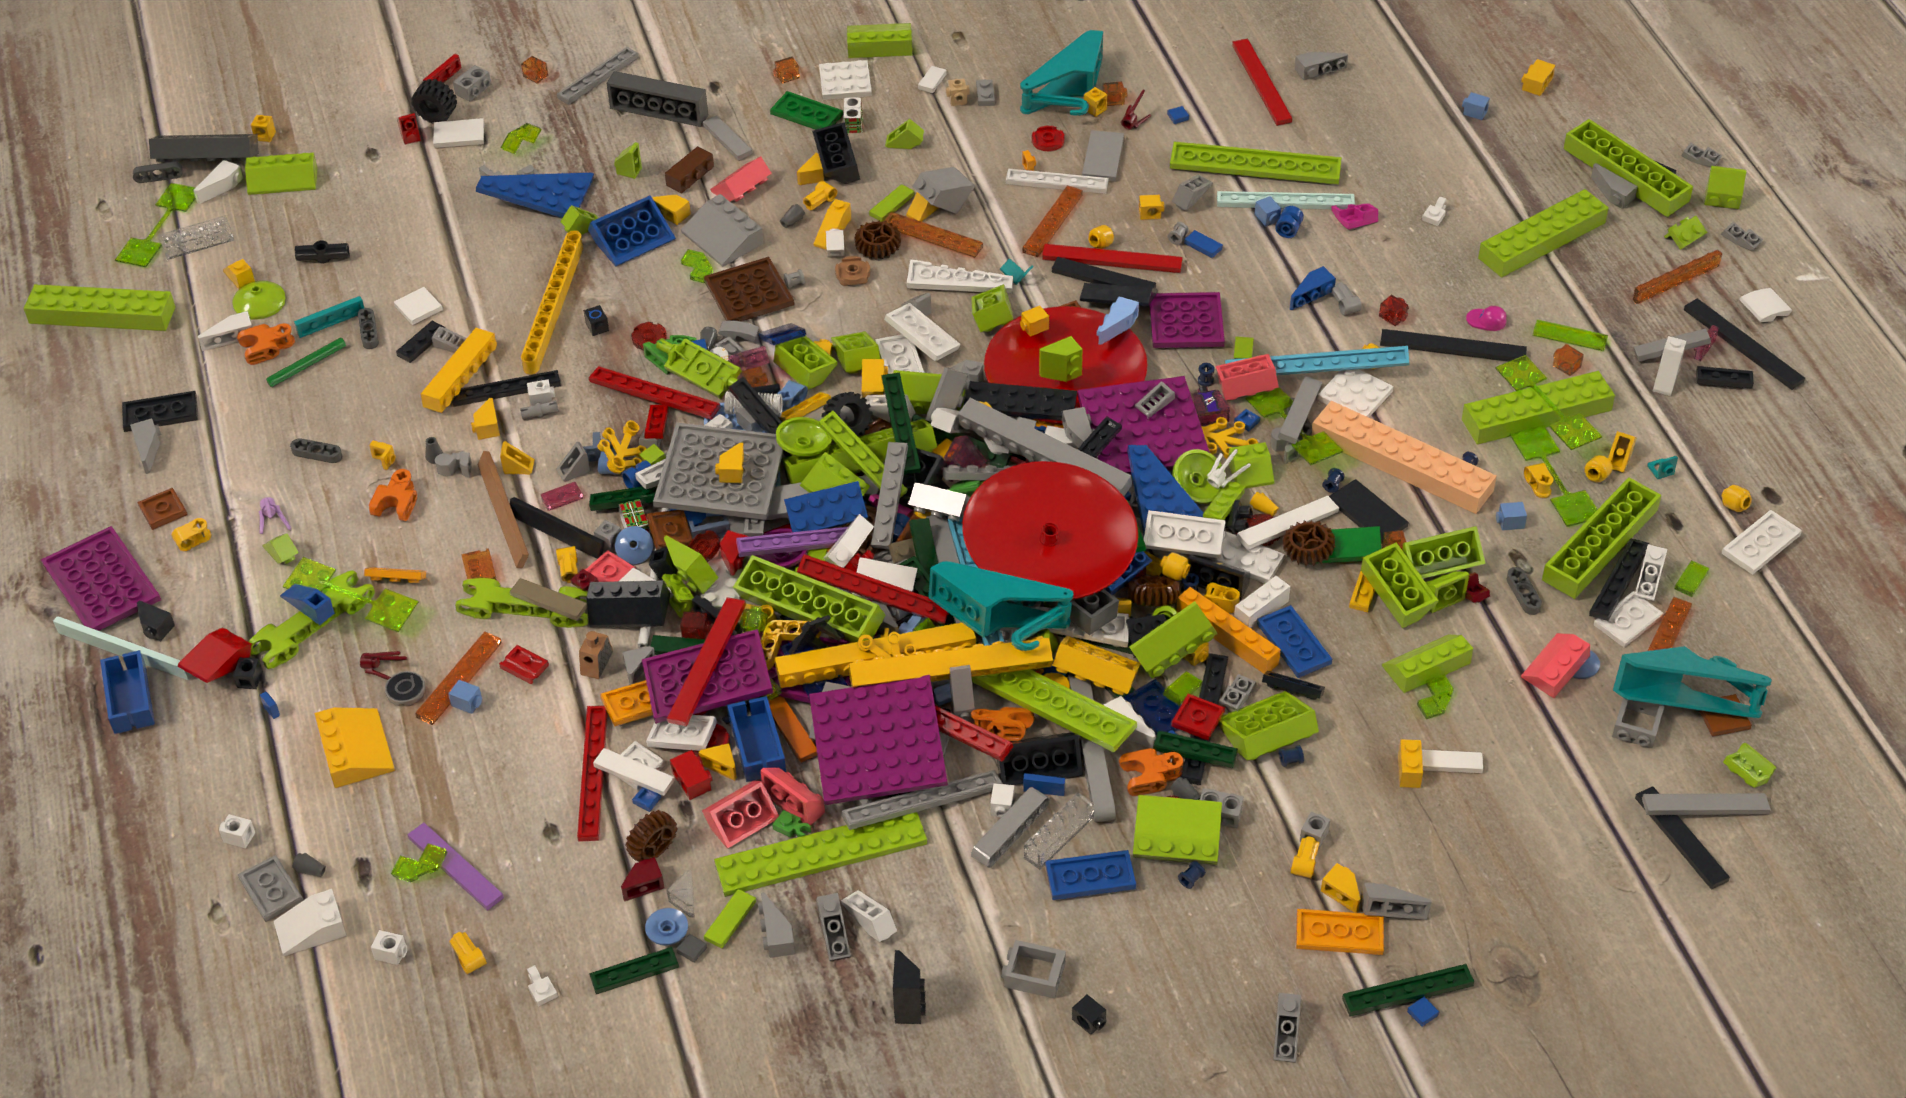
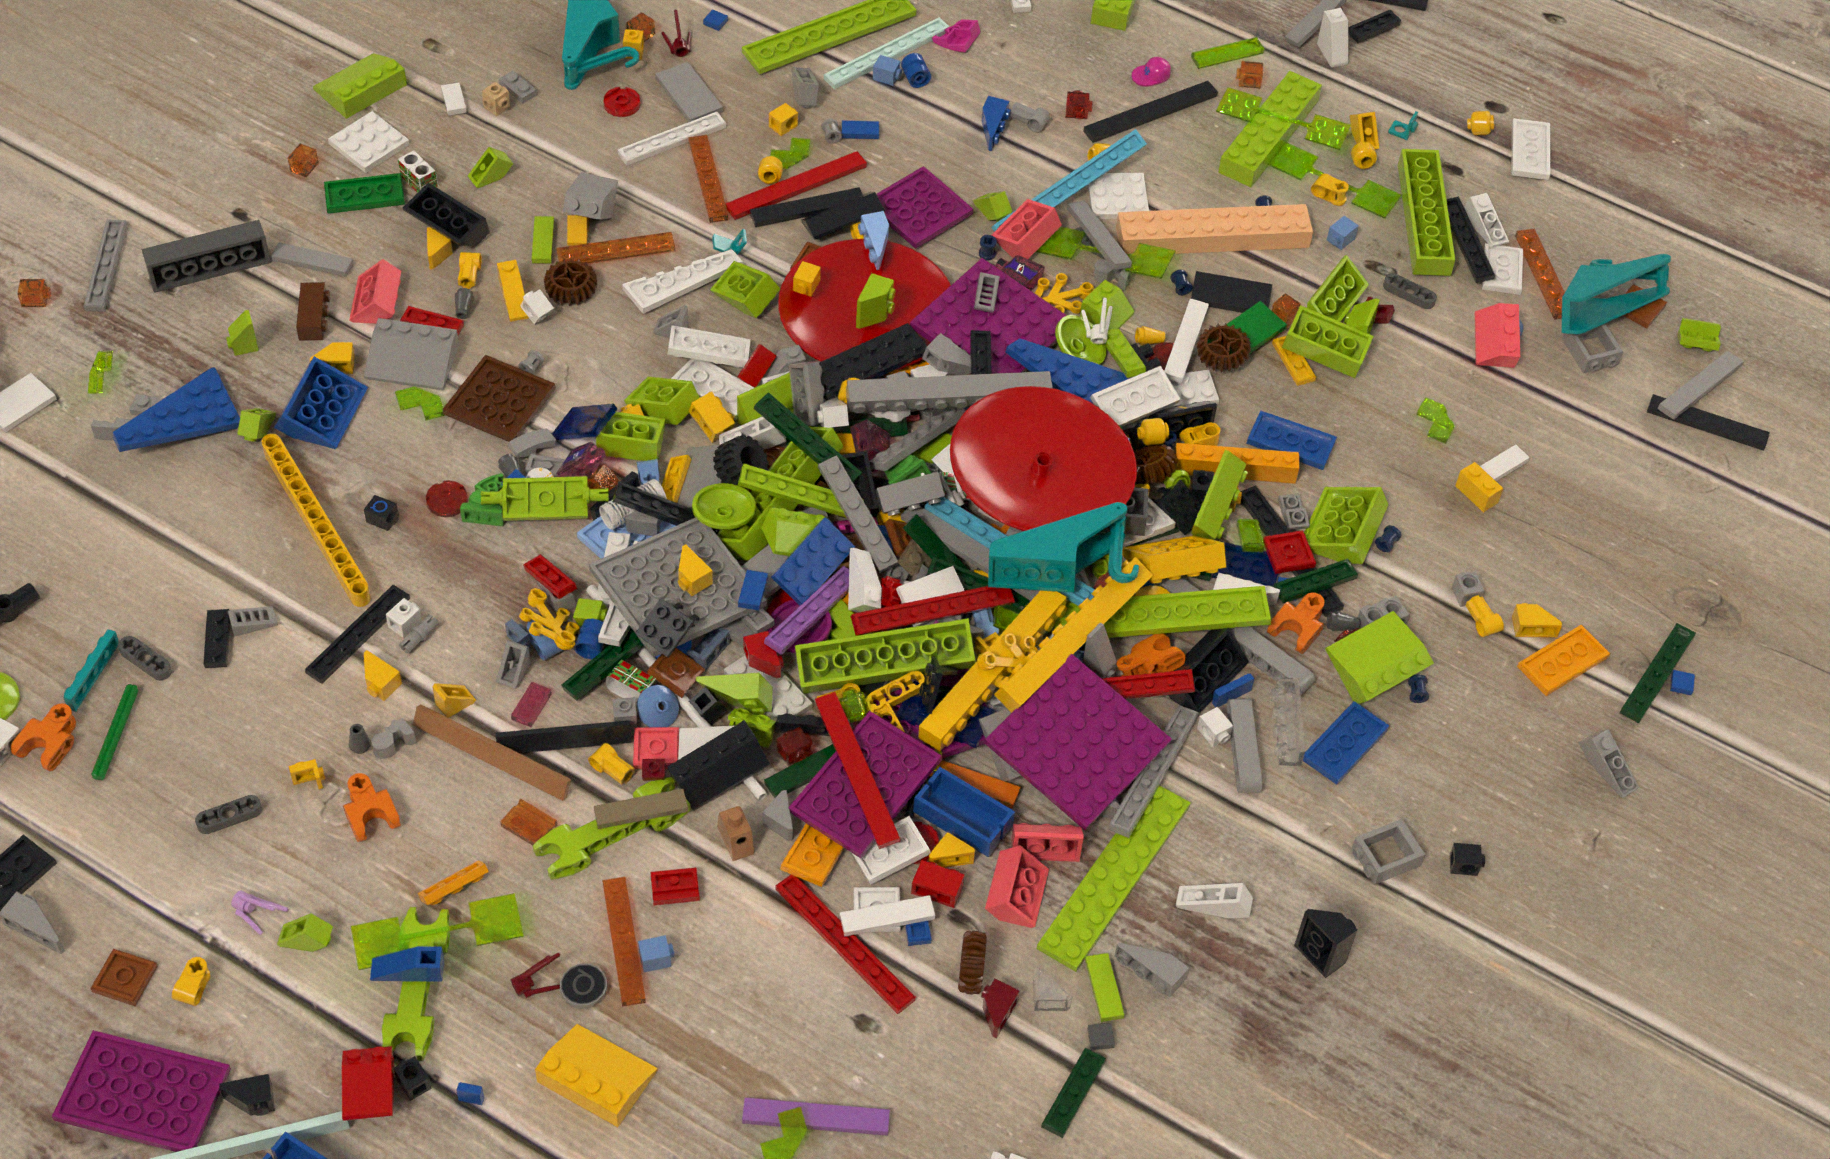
camera: 45 degrees left, 5 degrees up
(418, 305) = (173, 604): white tile -> none
(458, 370) = (296, 643): yellow brick -> none
(655, 392) = (516, 550): red tile -> none
(666, 919) = (1064, 1024): medium blue dish -> none
(676, 487) = (666, 626): none -> black plate
(706, 544) = (725, 662): clear red tile -> none
(761, 217) = (425, 317): none -> red tile
(762, 501) = (753, 590): none -> blue tile
(789, 824) = (1065, 870): bright green plate -> none
(833, 926) = (1196, 930): light grey slope -> none
(858, 276) = (581, 333): medium nougat plate -> none
(937, 363) = (756, 366): none -> red tile
(1028, 160) = (630, 132): light orange plate -> none
(1139, 236) = (798, 151): none -> clear neon green tile
(1248, 418) = (1056, 267): blue tile -> none
(1262, 602) = (1238, 420): white brick -> none
(1293, 685) = (1329, 478): black plate -> none
(1393, 902) = (1581, 609): light grey slope -> none
(1429, 661) = (1403, 392): lime slope -> none
(1691, 578) = (1511, 208): clear neon green tile -> none

